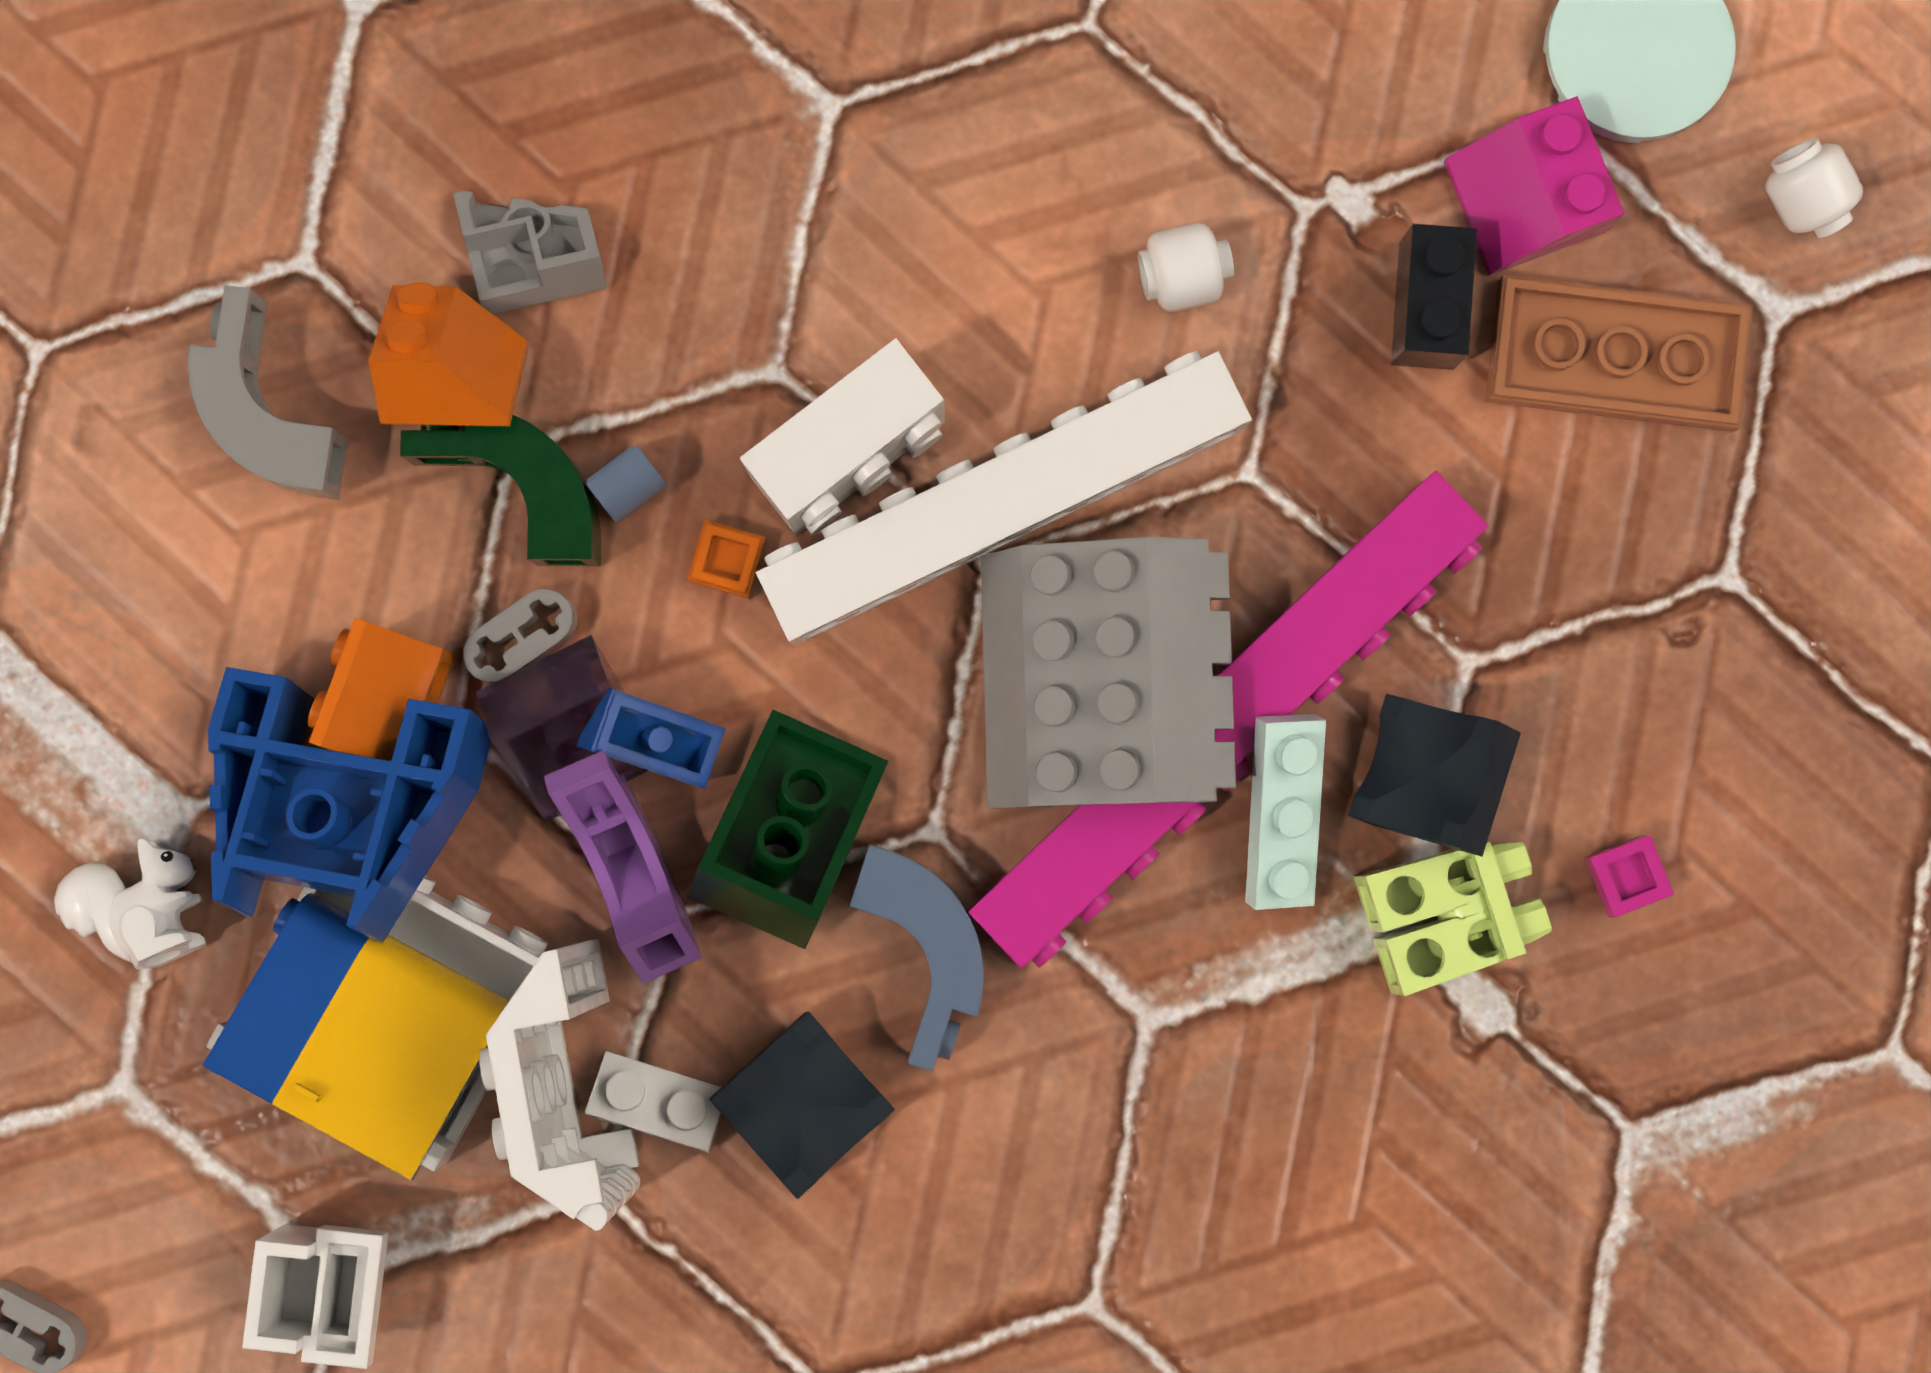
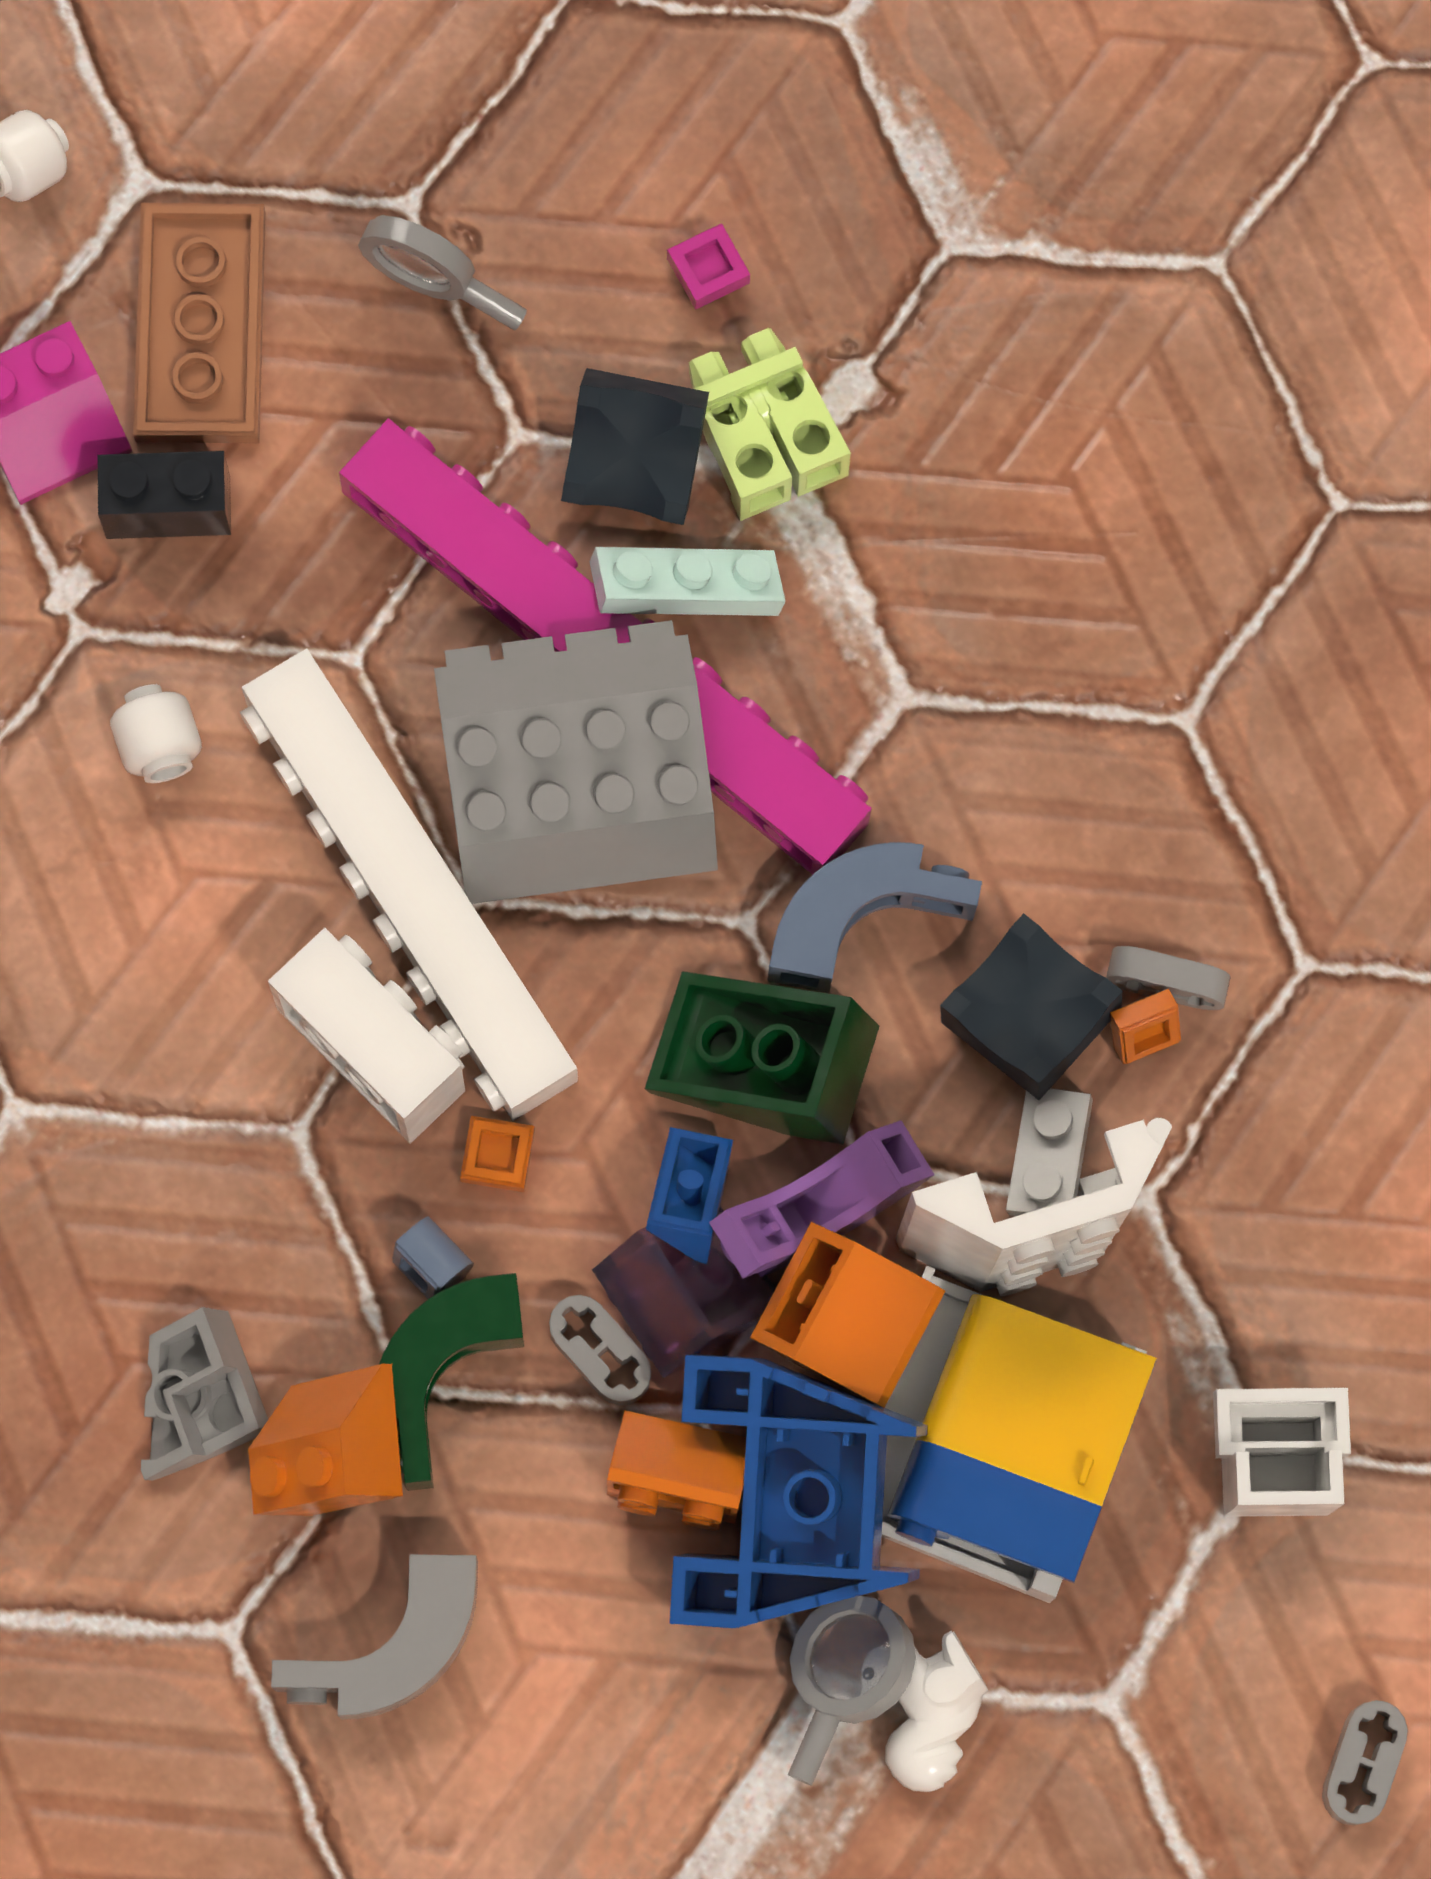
camera: 100 degrees left, 10 degrees down
(162, 834) = (850, 1667): none -> light grey piece
(502, 877) = (847, 1314): none -> orange slope
(770, 1218) = (1145, 1026): none -> orange tile
(819, 1248) = (1152, 972): none -> light grey beam
(1649, 592) = (432, 267): none -> light grey piece

